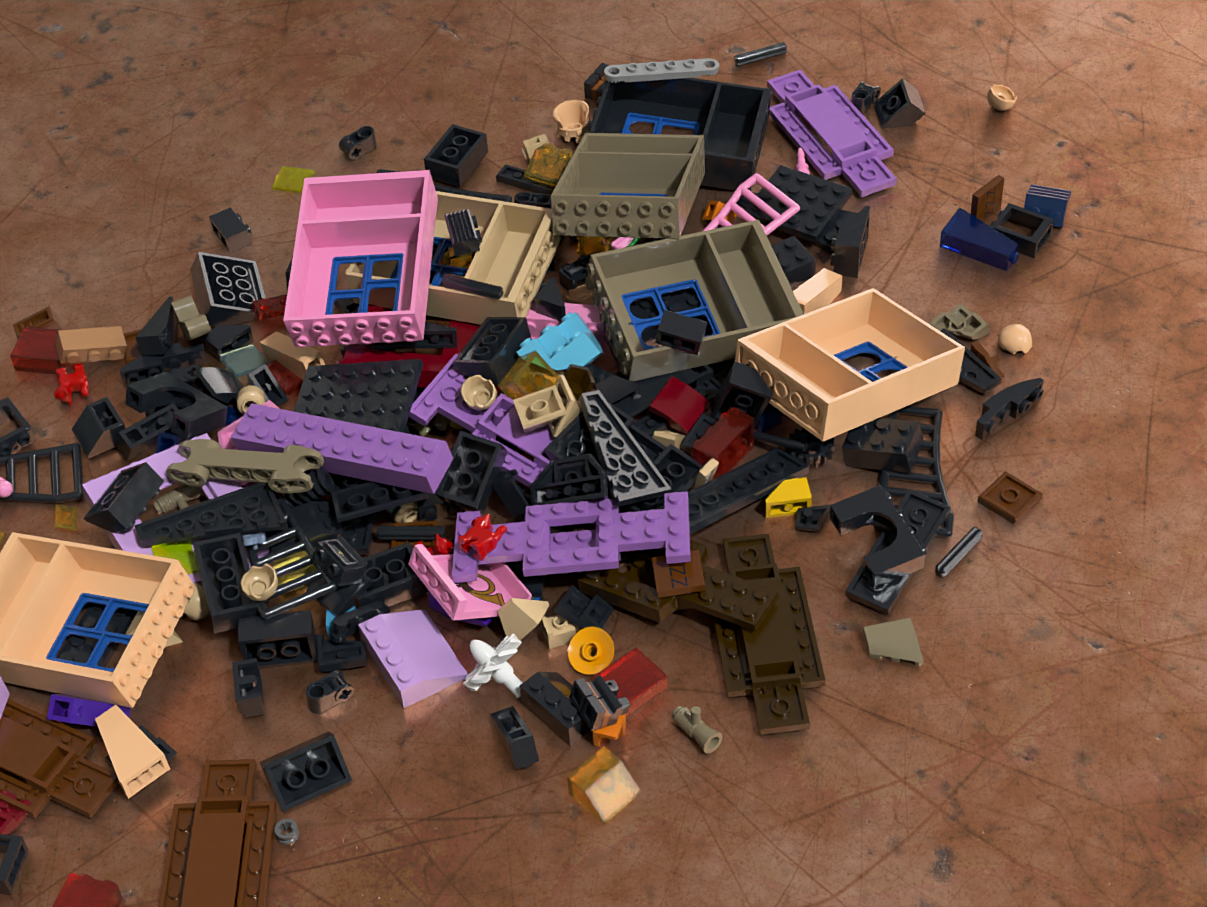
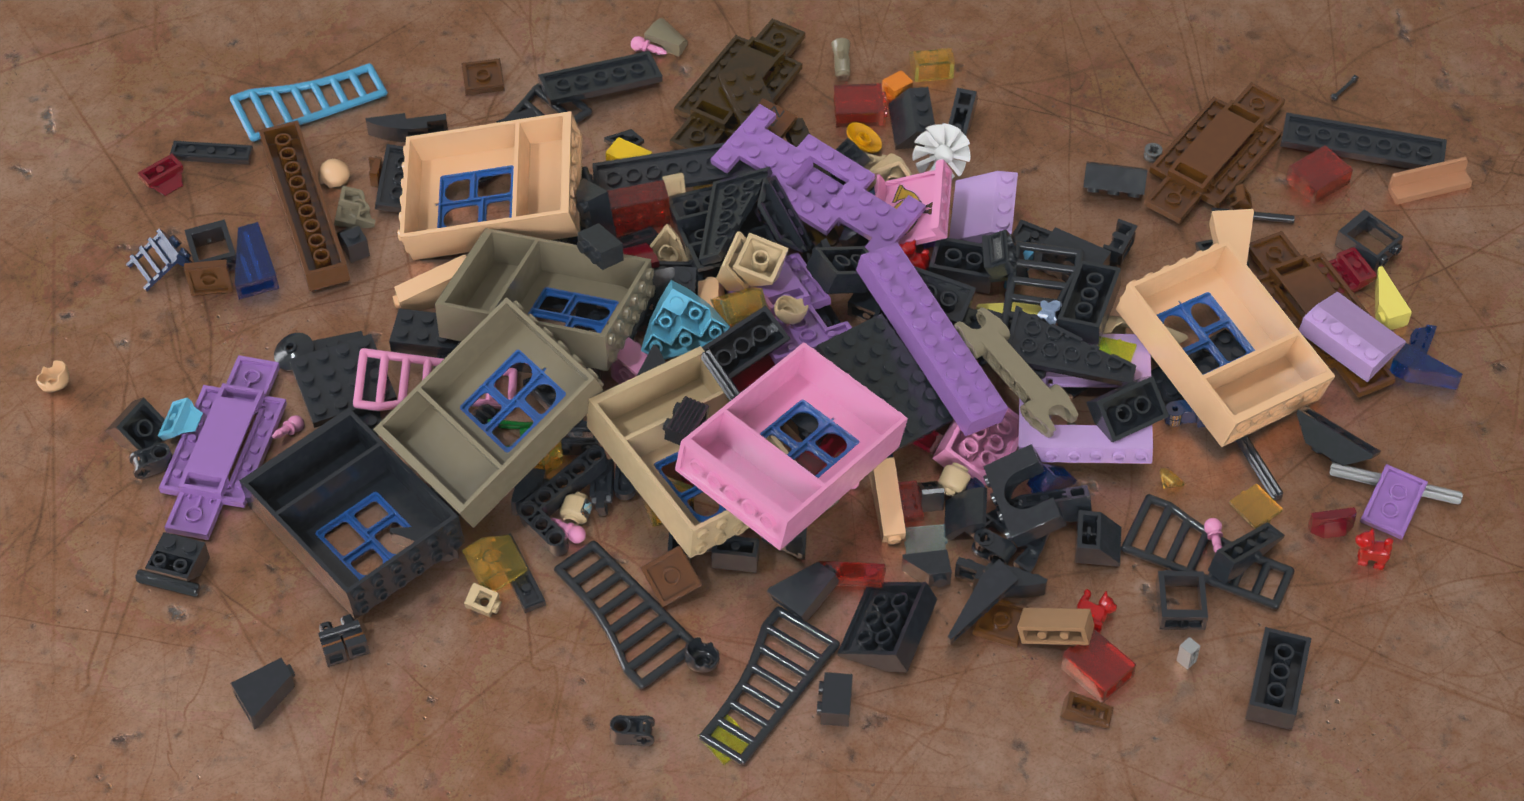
camera: 145 degrees left, 5 degrees up
(131, 826) = (1266, 216): none -> black bar
(153, 828) = (1241, 198): none -> reddish brown tile
(189, 319) = (954, 573): dark tan beam -> none
(259, 583) = (1071, 260): tan hair -> none
(267, 224) = (752, 667): none -> black bar
(327, 692) = (1064, 217): black piece -> none
(456, 155) = (563, 637): black brick -> none
(481, 537) = (888, 205): red animal -> none
(572, 119) = (421, 607): light nougat hair -> none
(579, 379) = (705, 285): dark brown panel -> none
(598, 702) = (897, 82): black hips -> none
(624, 37) = (263, 690): none -> black slope
(661, 70) = (312, 553): light grey plate -> none
(765, 59) = (178, 557): none -> black slope
(851, 245) = (350, 309): black slope -> none
(855, 206) = (292, 346): none -> black dish
(875, 119) = (180, 419): none -> medium azure slope
(877, 509) = (608, 60): black arch -> none
(906, 612) = (639, 44): none -> bright pink bar
(926, 297) = (353, 243): none -> black slope
(958, 552) = (559, 63): axle -> none
(999, 293) = (304, 206): none -> reddish brown brick
(1133, 299) = (212, 152): none -> black tile
(1137, 399) = (315, 86): none -> dark azure bar
(1138, 254) = (163, 175): none -> dark red slope

